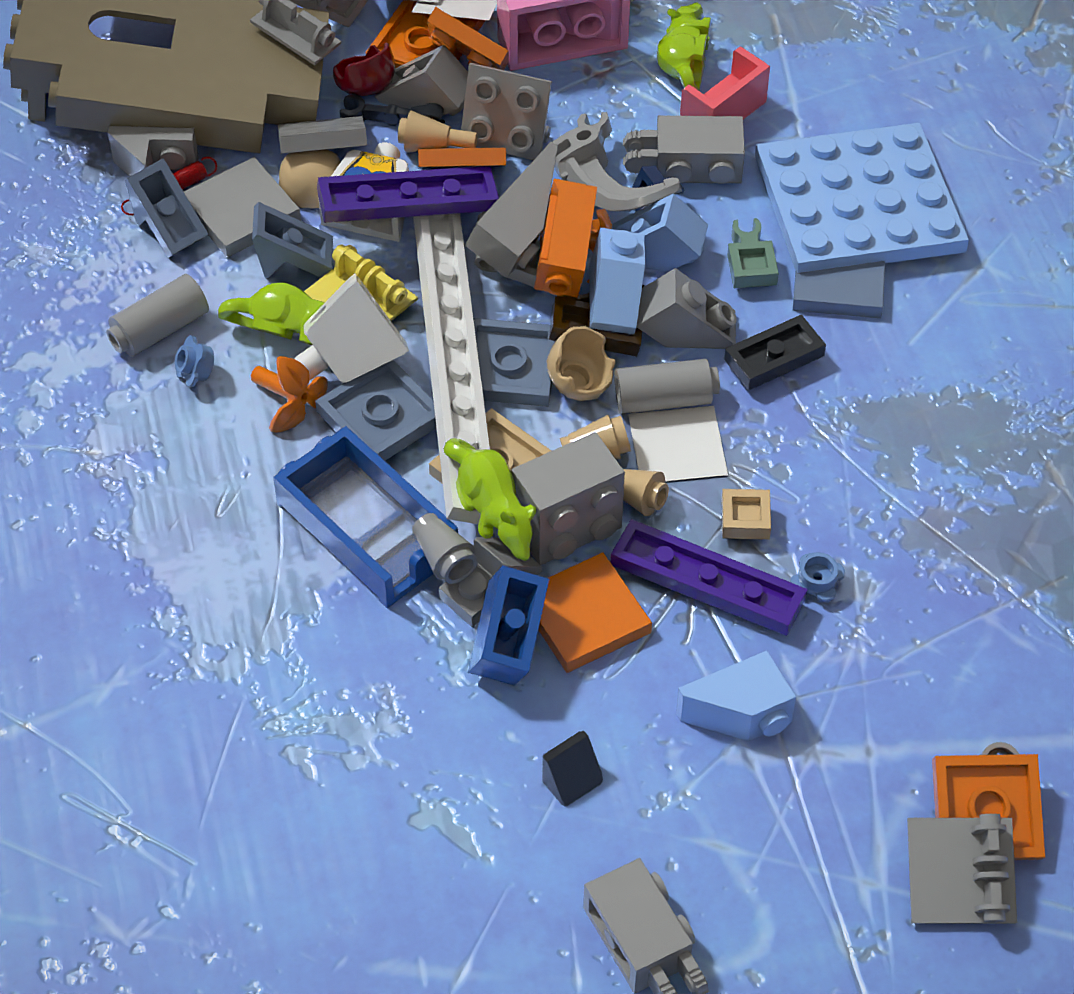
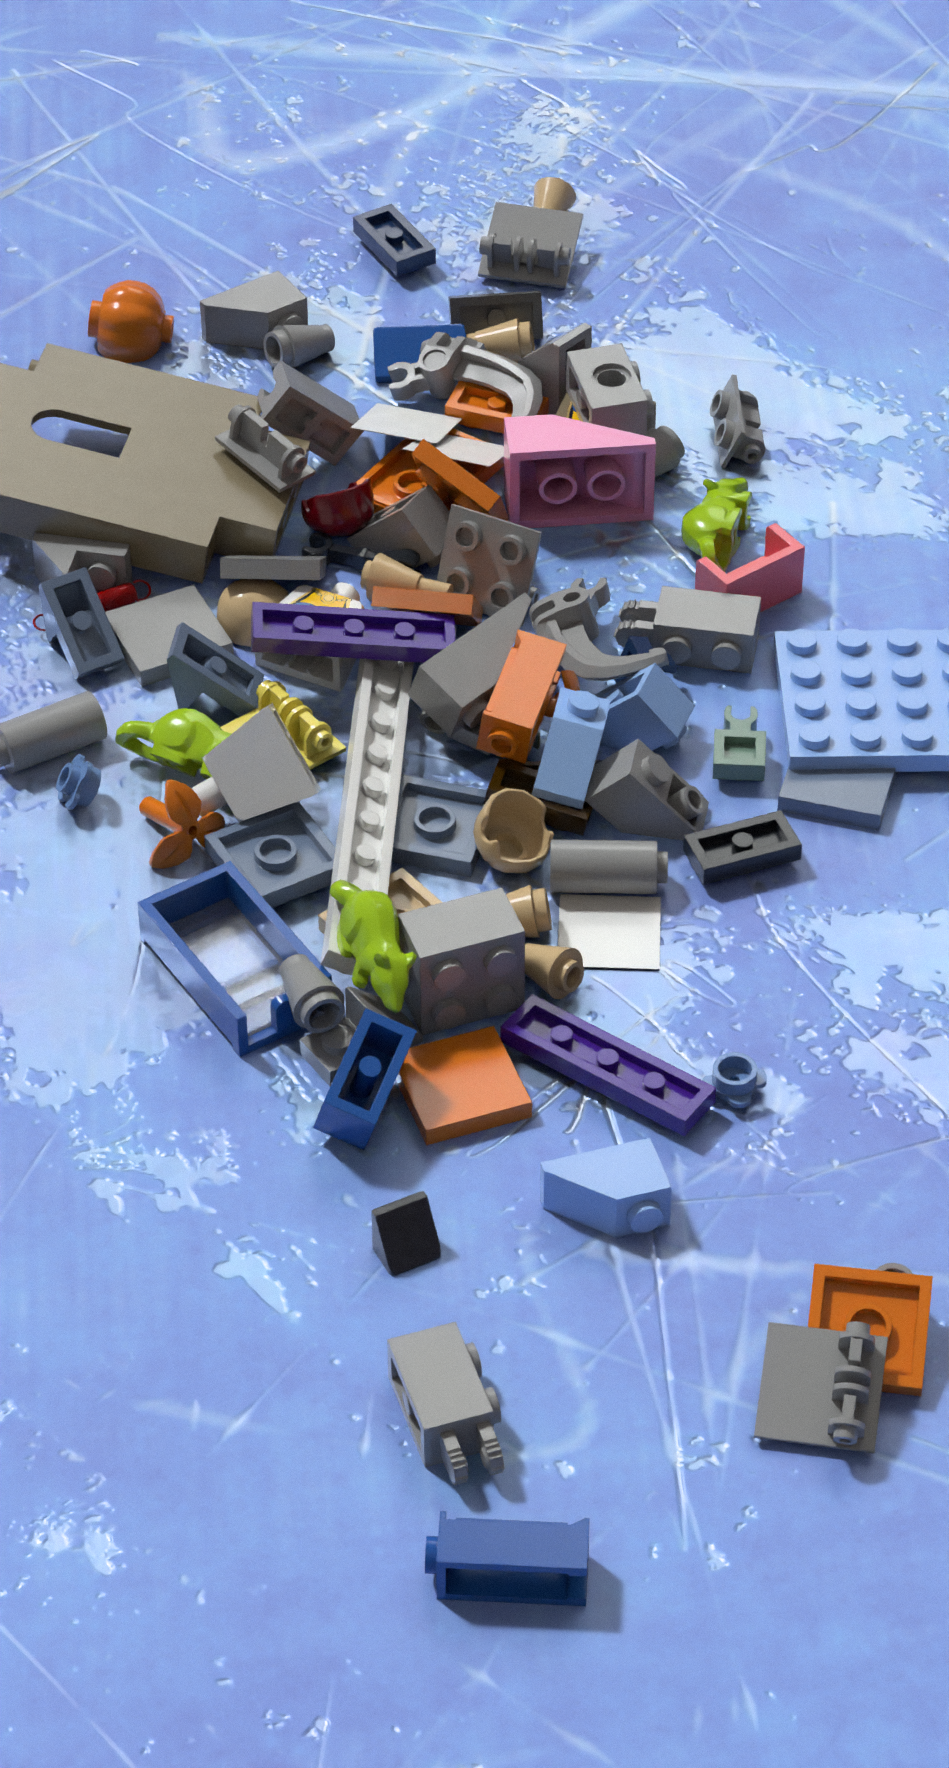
camera: 10 degrees right, 10 degrees down
(746, 514) = (666, 1006): tan plate -> none

